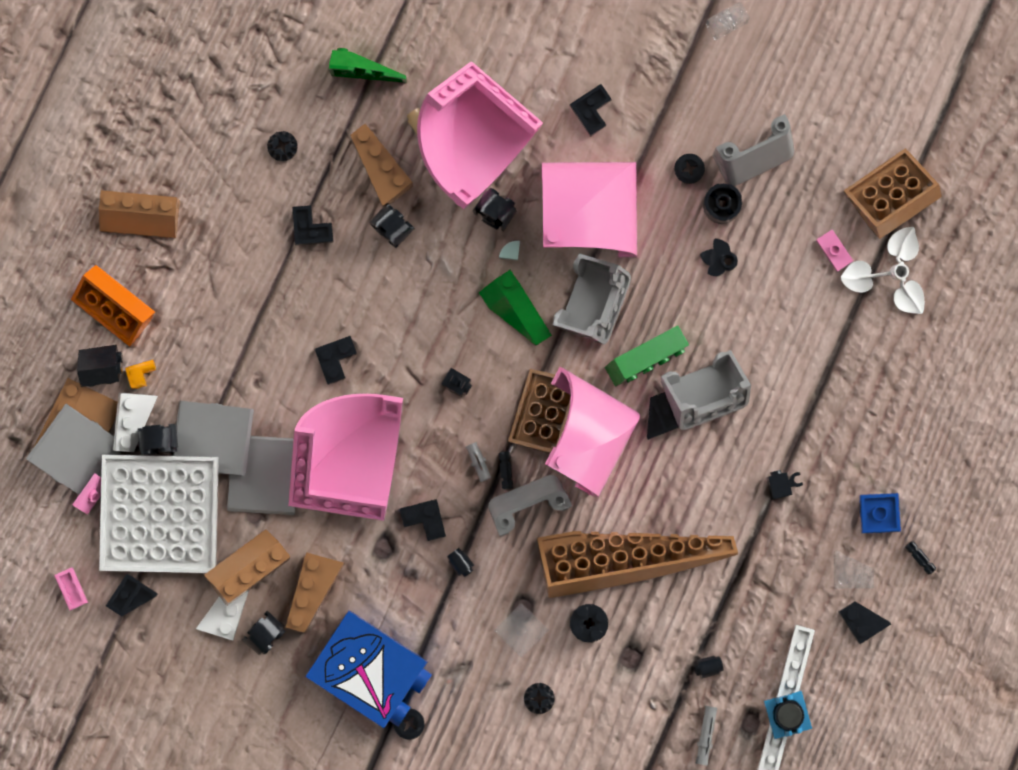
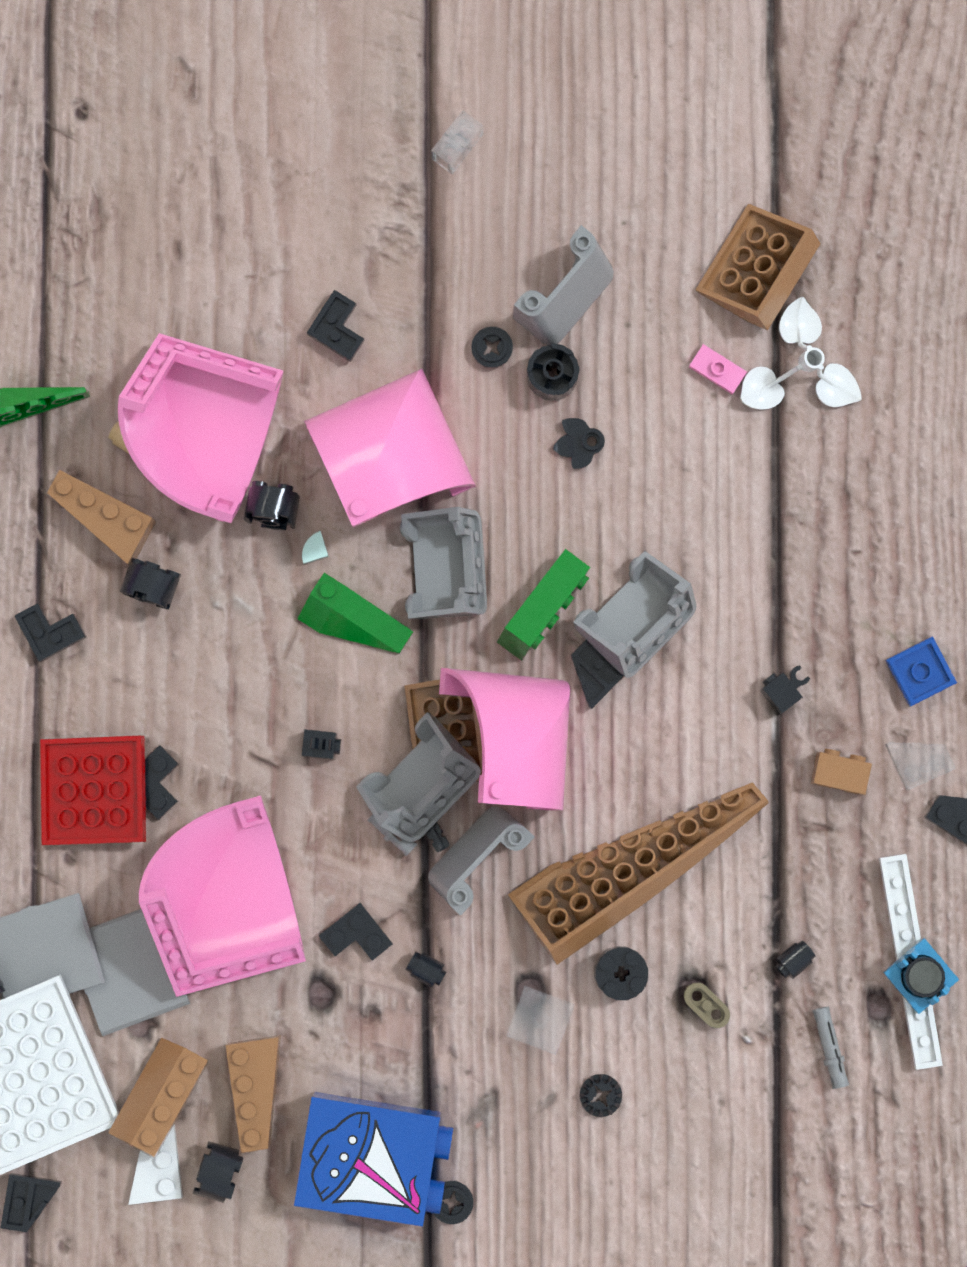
camera: 25 degrees left, 0 degrees up
(293, 345) = (93, 790): none -> red plate
(512, 439) = (422, 784): none -> light grey windscreen
(636, 670) = (706, 1004): none -> dark tan plate
(795, 556) = (840, 772): none -> medium nougat brick

